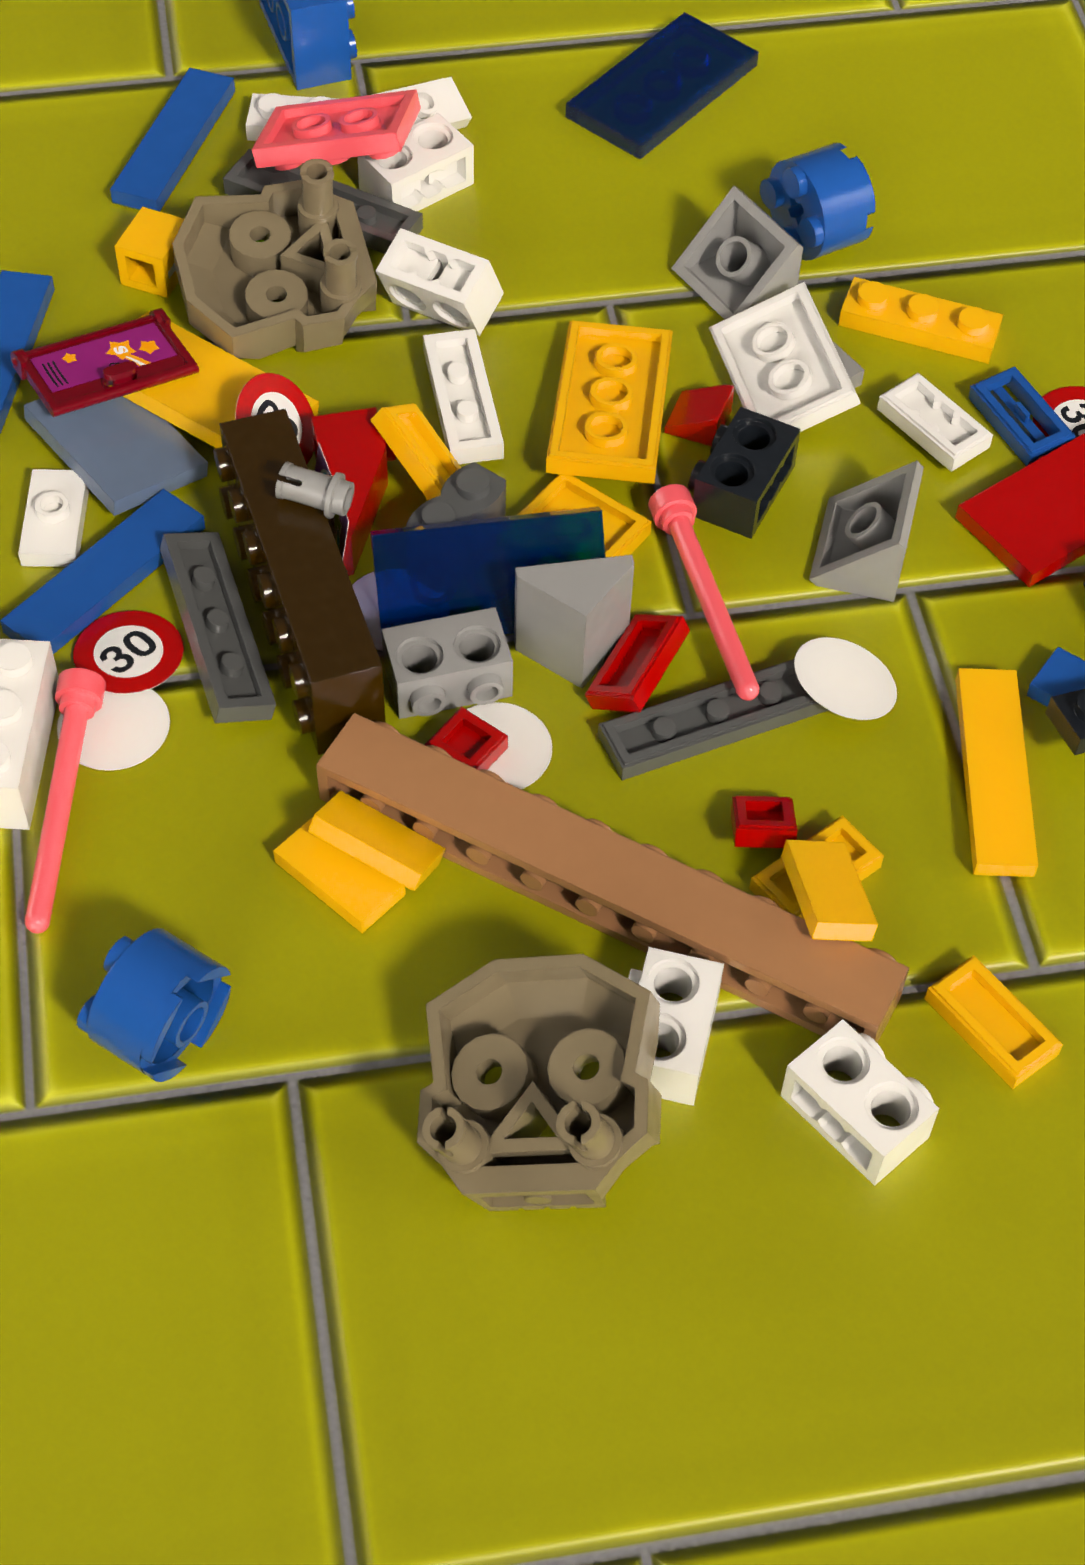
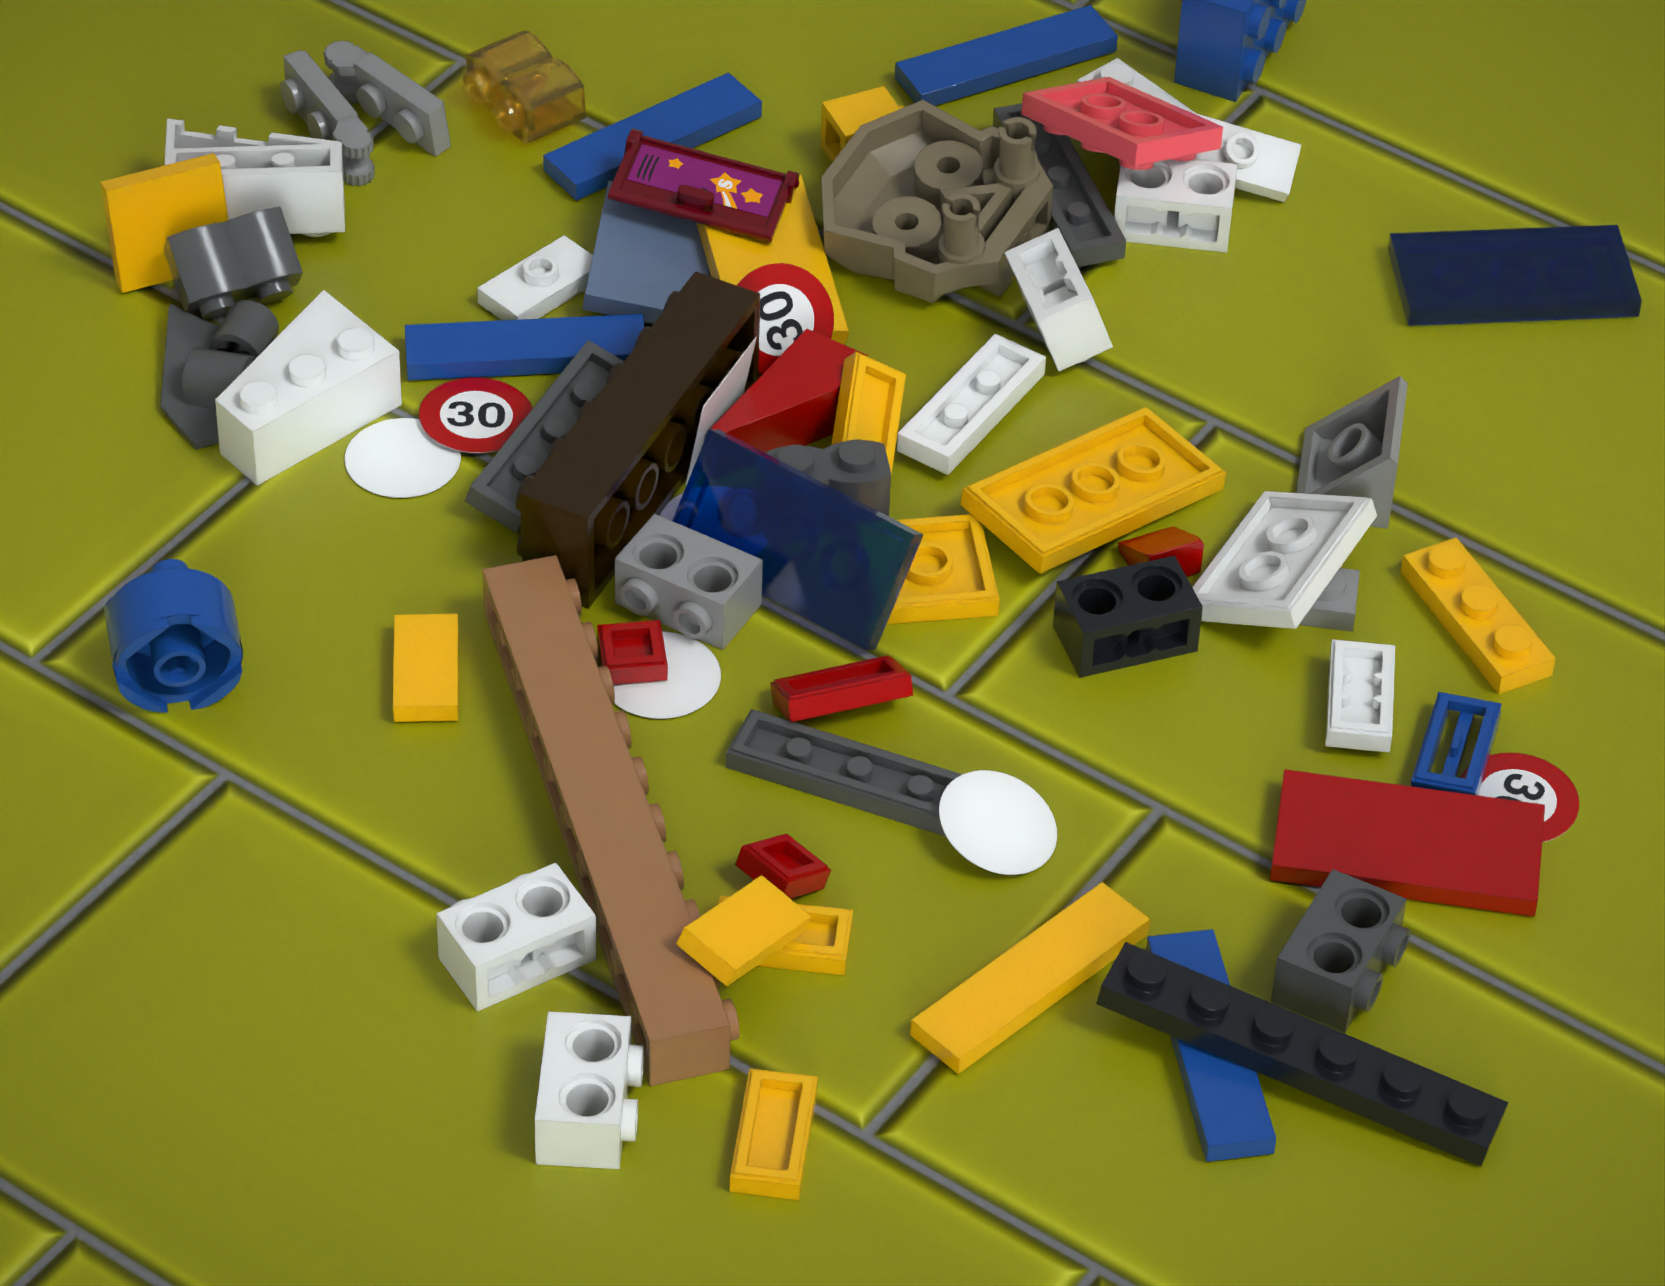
camera: 45 degrees right, 10 degrees down
(79, 697) = (392, 414): coral piece -> none
(317, 489) = (700, 371): light grey pin -> none
(376, 840) = (472, 660): yellow tile -> none
(542, 1027) = (352, 879): dark tan brick -> none
(572, 613) = (822, 605): light grey slope -> none
(675, 515) = (1024, 607): coral piece -> none
(821, 199) = (1486, 447): blue brick -> none
(868, 535) = (1172, 742): light grey slope -> none

